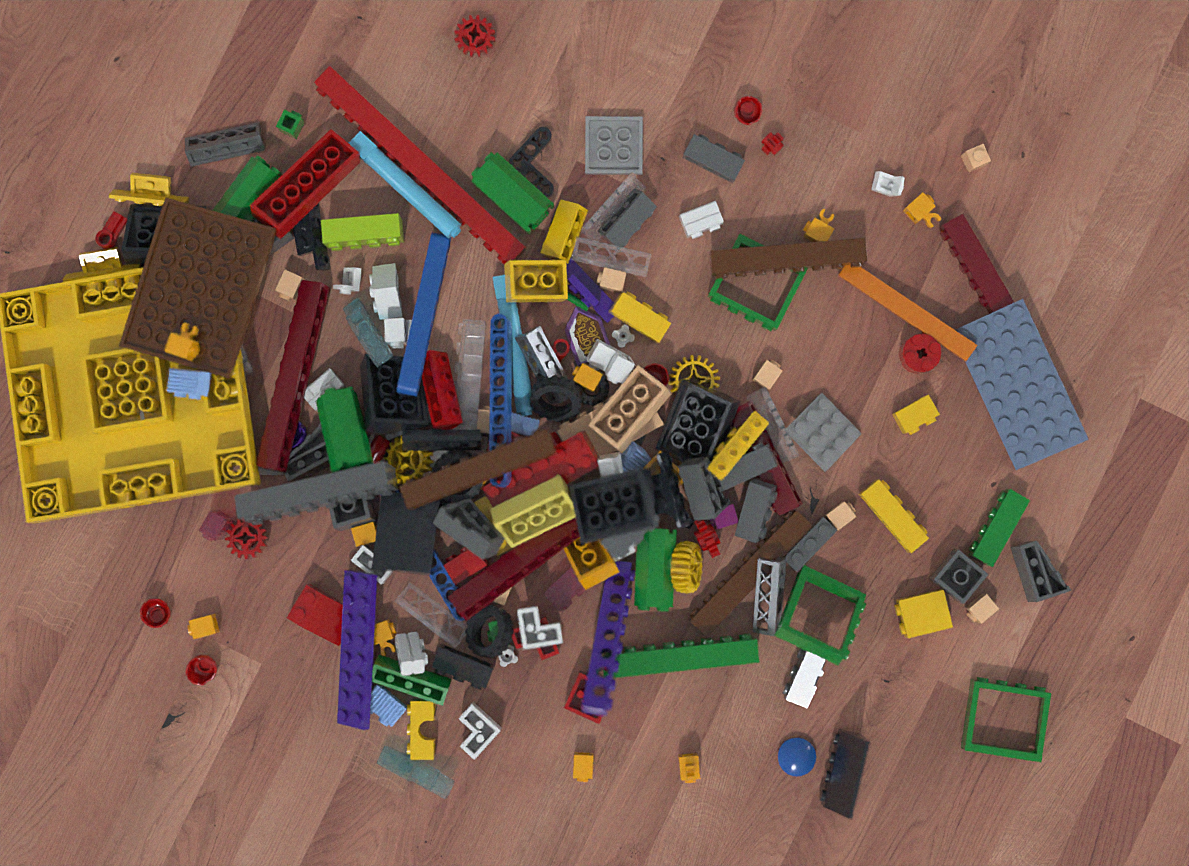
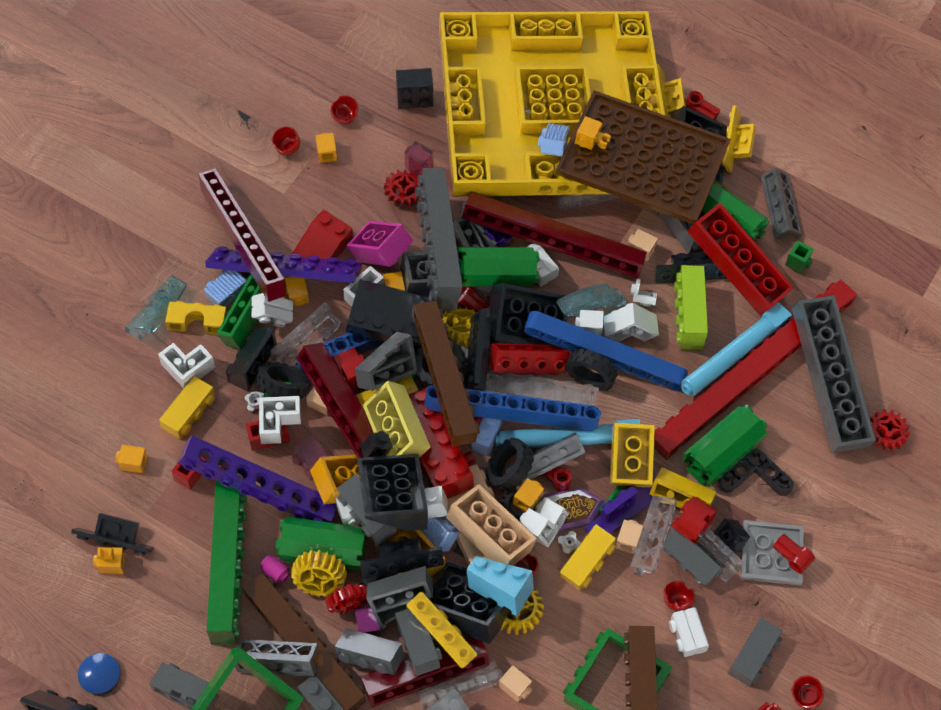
camera: 95 degrees right, 25 degrees down
(122, 540) = (414, 88): none -> black brick
(323, 553) = (380, 243): none -> dark pink brick
(333, 697) = (242, 235): none -> dark red brick
(425, 89) = (833, 374): none -> dark grey brick
(446, 326) = (595, 361): none -> black tyre
(523, 721) = (187, 408): none -> yellow brick
(563, 528) = (376, 442): none -> black brick
(602, 218) = (694, 520): none -> red brick
(603, 182) = (732, 534): none -> black brick
(620, 121) = (798, 557): none -> red piece
(661, 767) = (114, 531): none -> black bracket
(669, 230) = (678, 596): none -> red hair
(681, 609) = (275, 569): none -> dark pink brick
(685, 395) = (501, 582): none -> medium azure wedge

